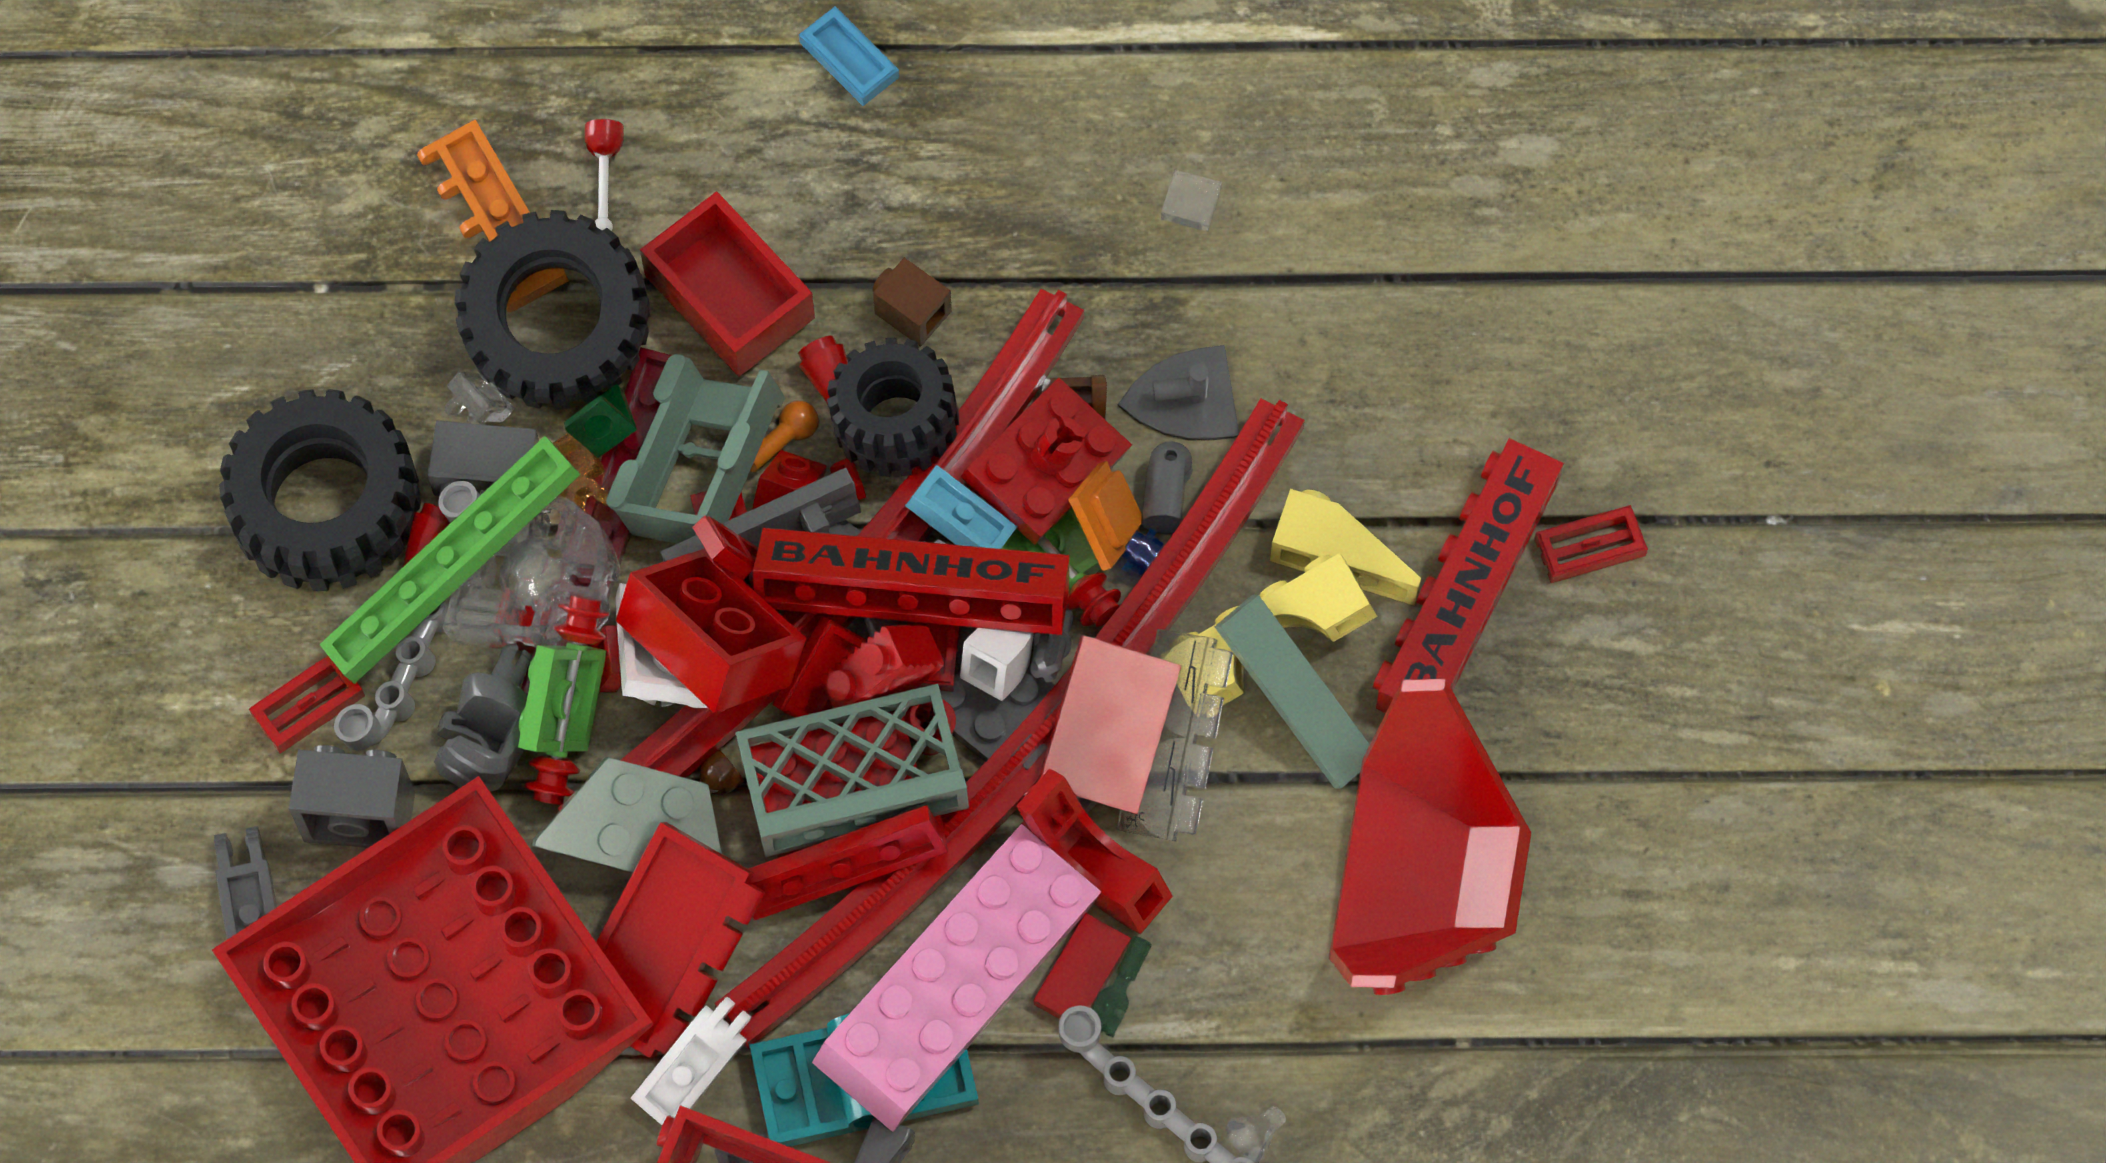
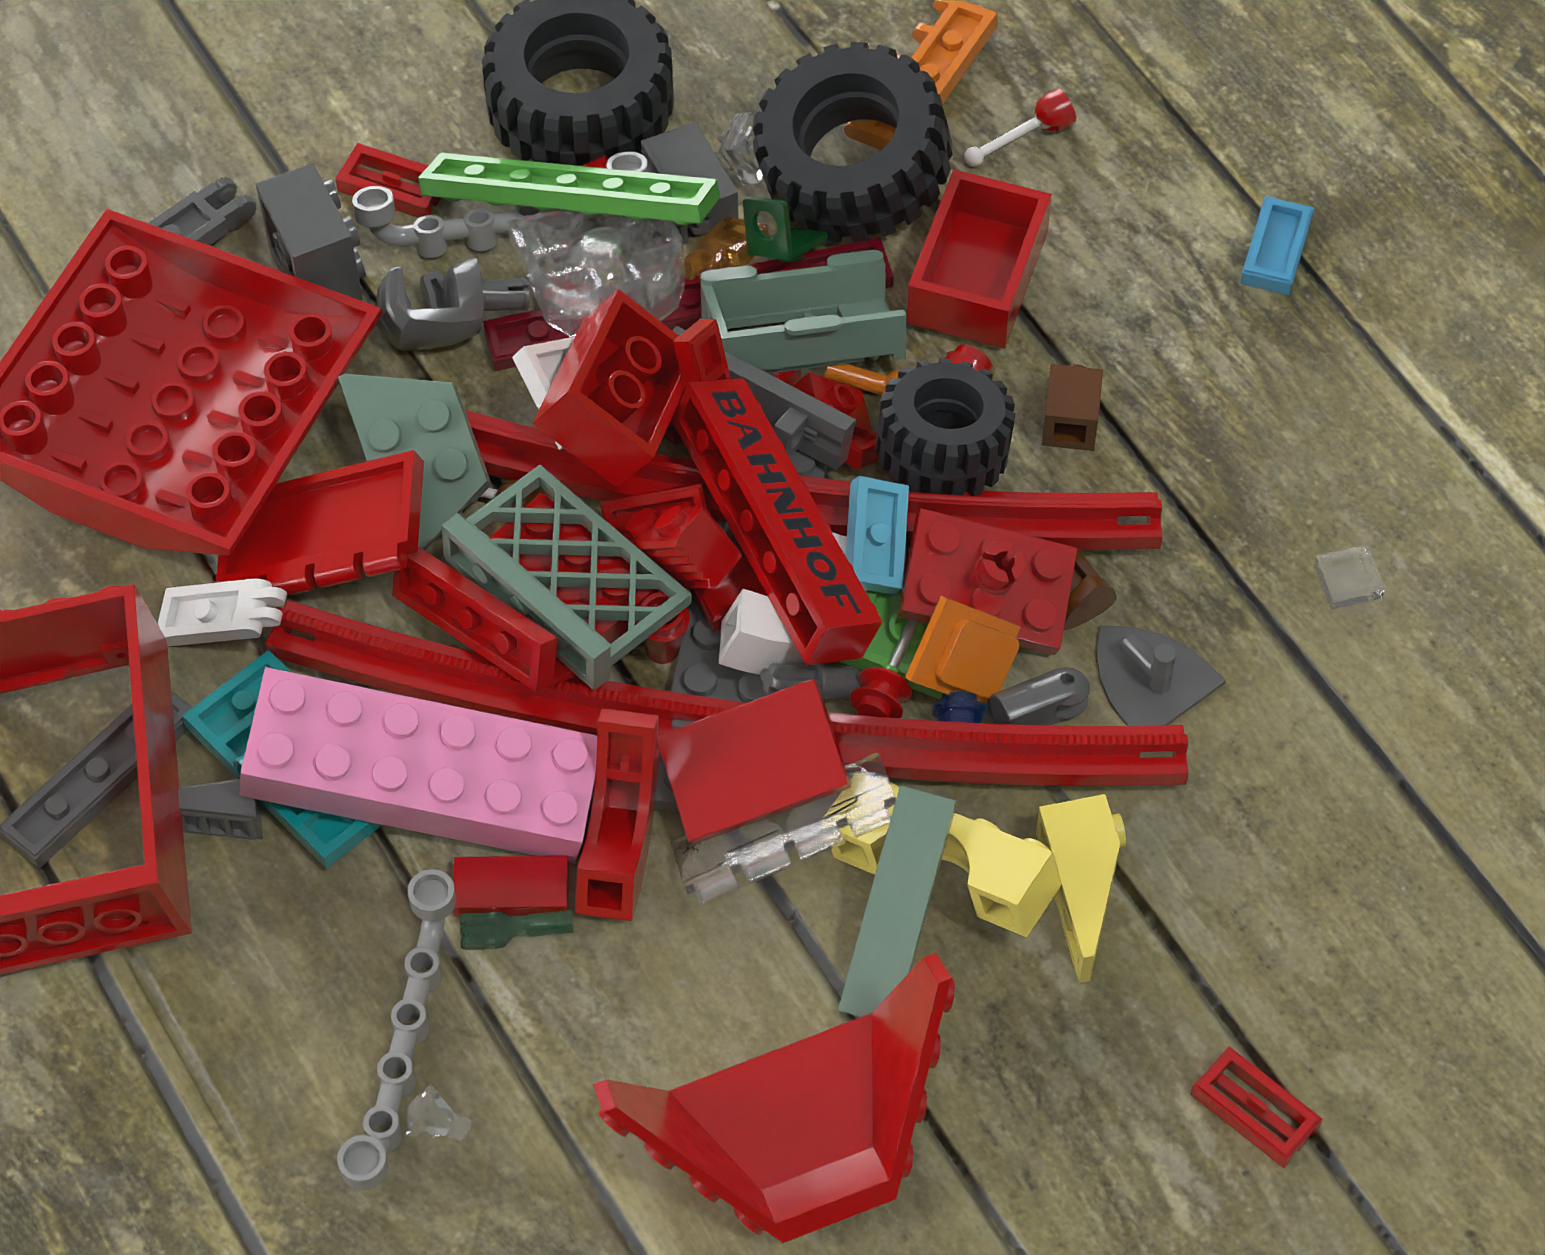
camera: 60 degrees right, 10 degrees down
(563, 699) = (490, 324): bright green plate -> none
(1473, 570) = (1128, 1011): red brick -> none

